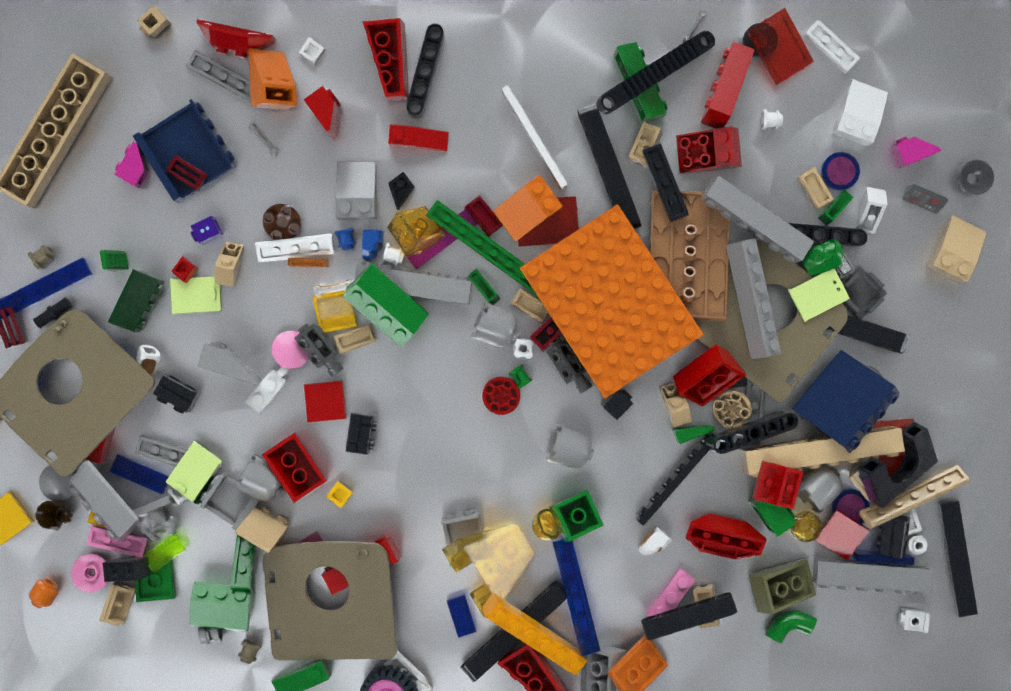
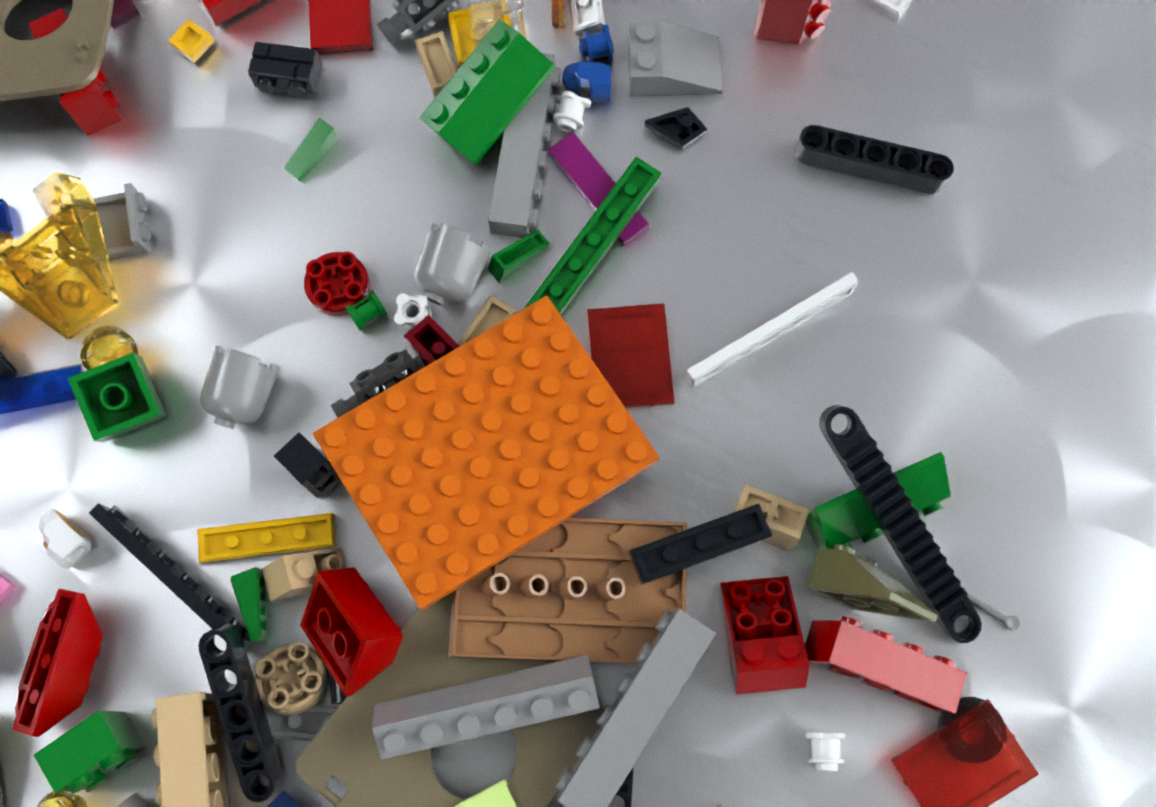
camera: 90 degrees right, 15 degrees down
(389, 53) = (894, 104): red wedge -> none
(415, 230) = (609, 142): clear yellow slope -> none
(415, 415) = (312, 149): none -> green piece
(417, 138) = (762, 148): red slope -> none
(483, 216) = (637, 252): dark red tile -> none
(527, 208) = (652, 318): orange slope -> none
(607, 162) = (723, 456): black beam -> none
(653, 427) = (266, 538): none -> yellow tile
(687, 93) = (863, 586): none -> olive slope
(777, 484) = (129, 753): red slope -> none

